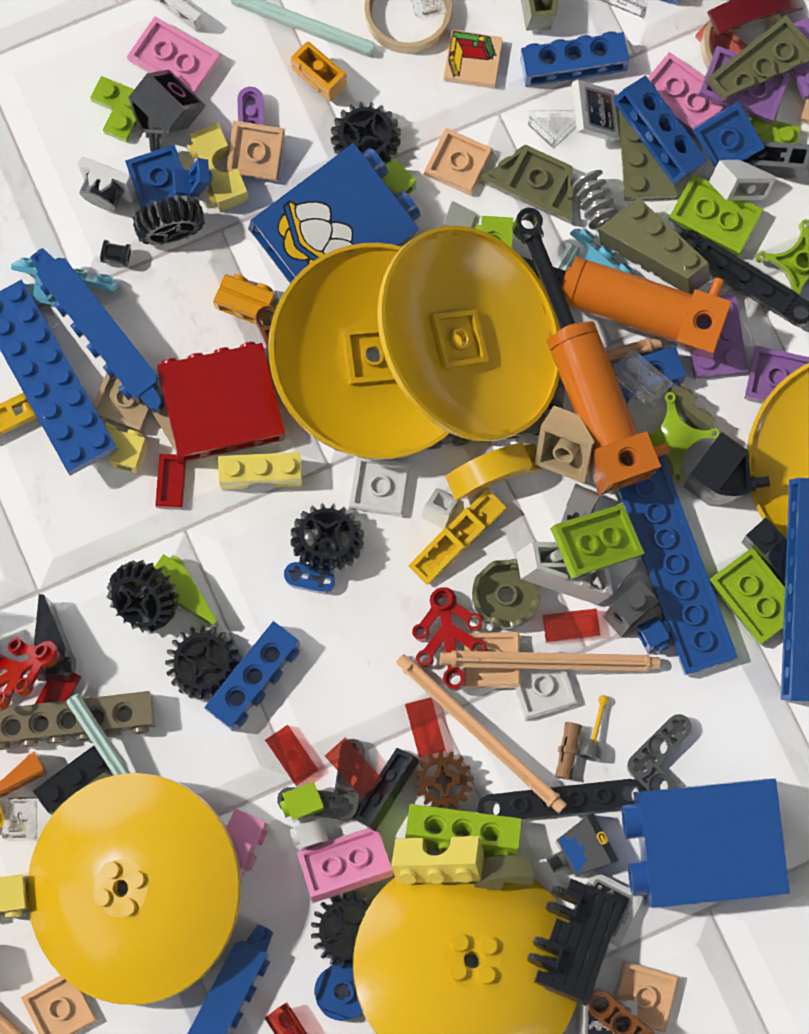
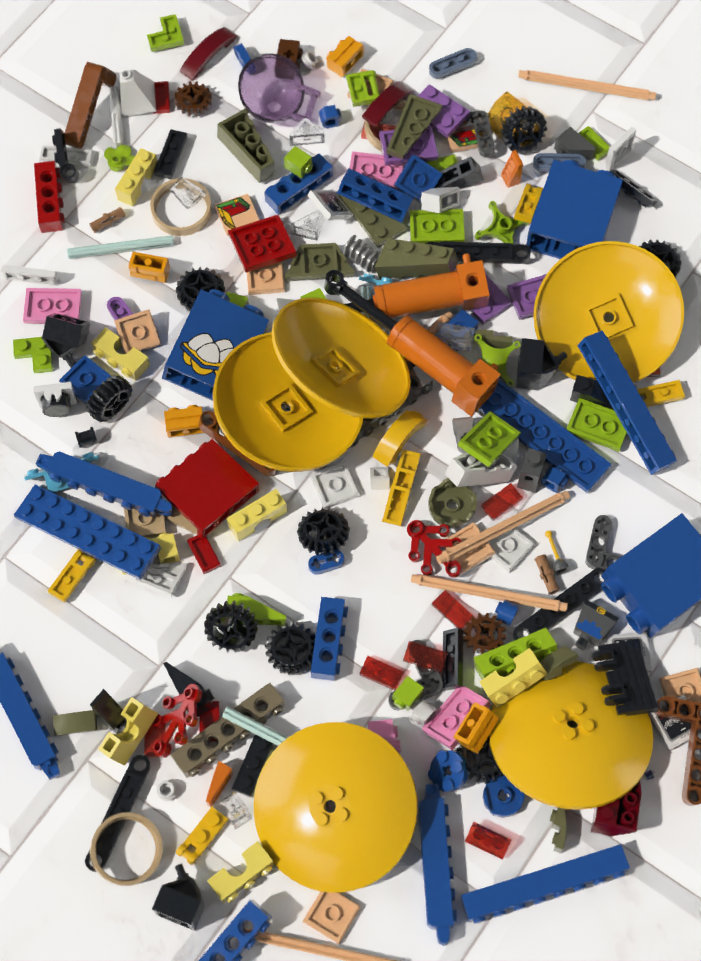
camera: 30 degrees left, 10 degrees down
(104, 486) = (163, 578): none -> white wing
(192, 181) = (111, 366): blue bracket -> none
(282, 919) = (438, 768): none -> blue plate
(353, 895) = (476, 727): none -> light orange brick
(478, 116) = (262, 243): none -> red plate
(487, 769) = (506, 612): none -> blue plate
(564, 445) = (435, 396): tan slope -> none
(586, 32) = (298, 162): none -> lime brick

